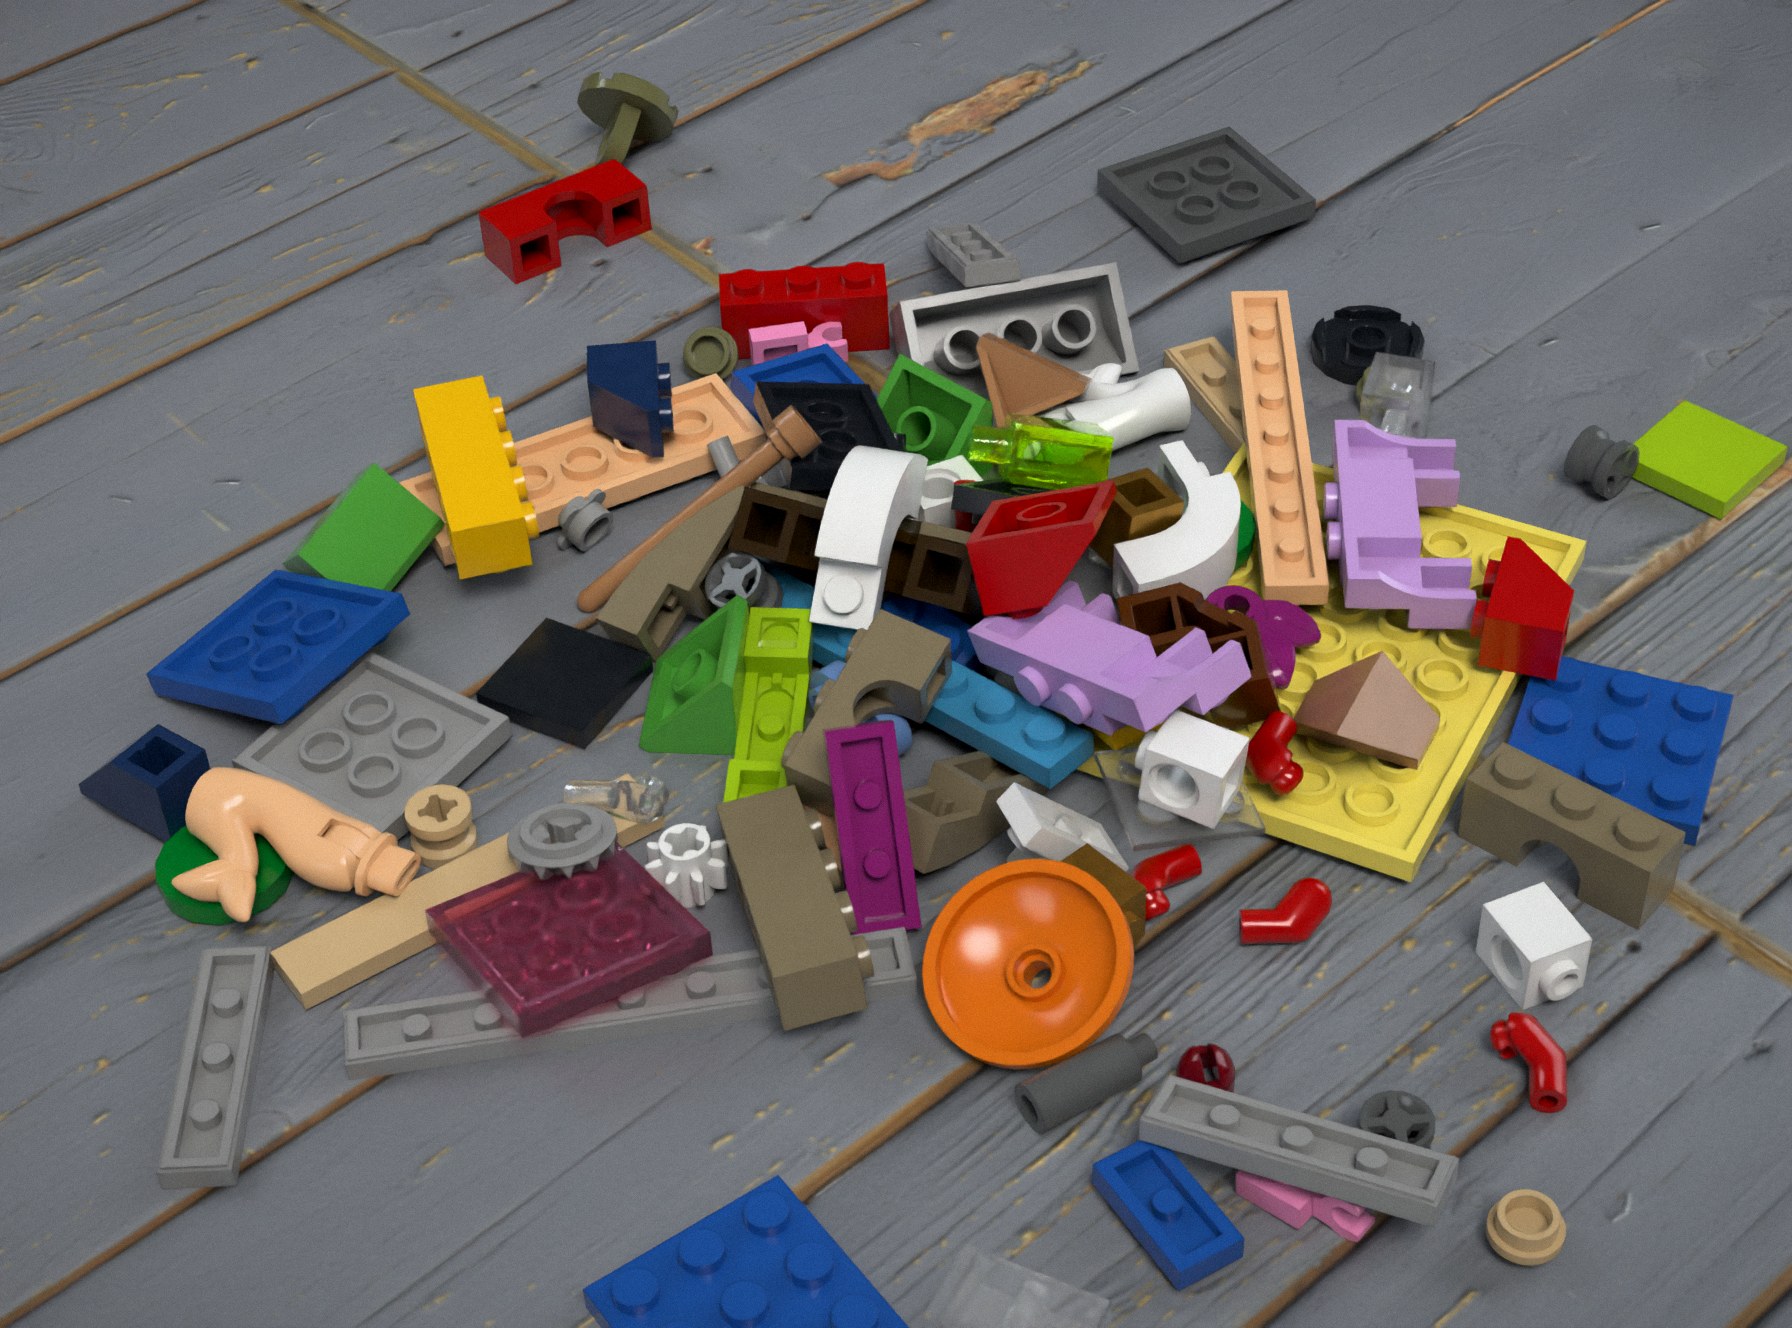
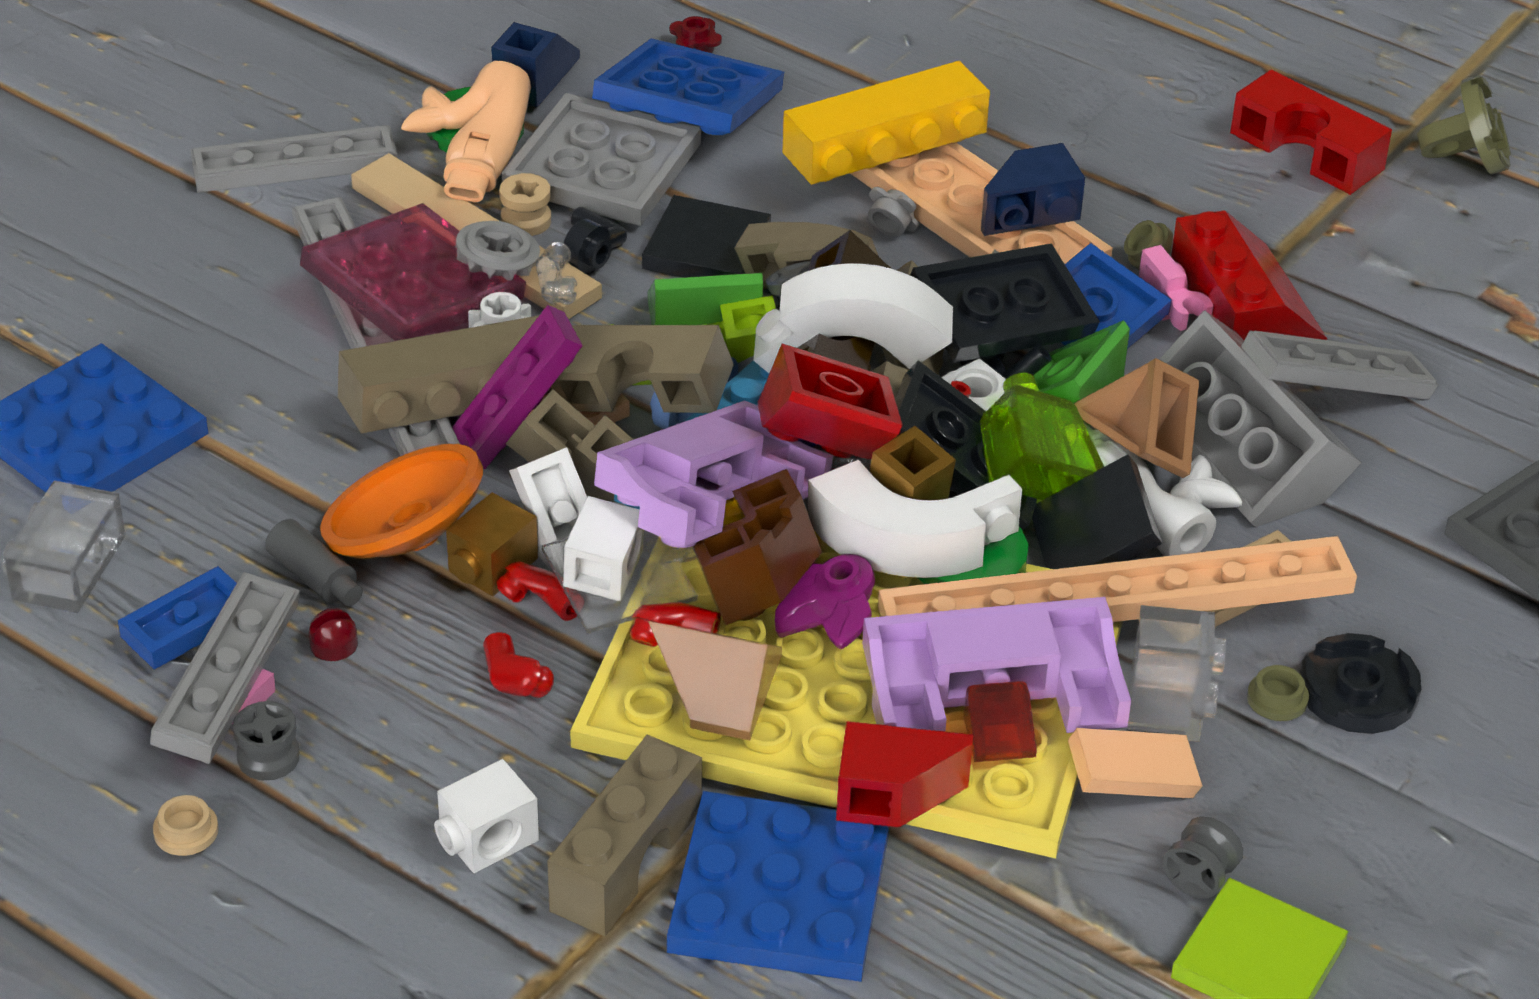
camera: 75 degrees right, 0 degrees up
(143, 643) = (696, 33): none -> dark red plate
(367, 534) = (812, 81): bright green slope -> none
(547, 767) = (592, 240): none -> black plate
(786, 440) = (935, 250): medium nougat piece -> none
(1154, 417) = (1097, 519): none -> black tile
(1449, 537) = (1000, 721): none -> clear red slope
(1488, 483) = (1134, 763): none -> light nougat tile
(1546, 1059) = (373, 832): red arm -> none

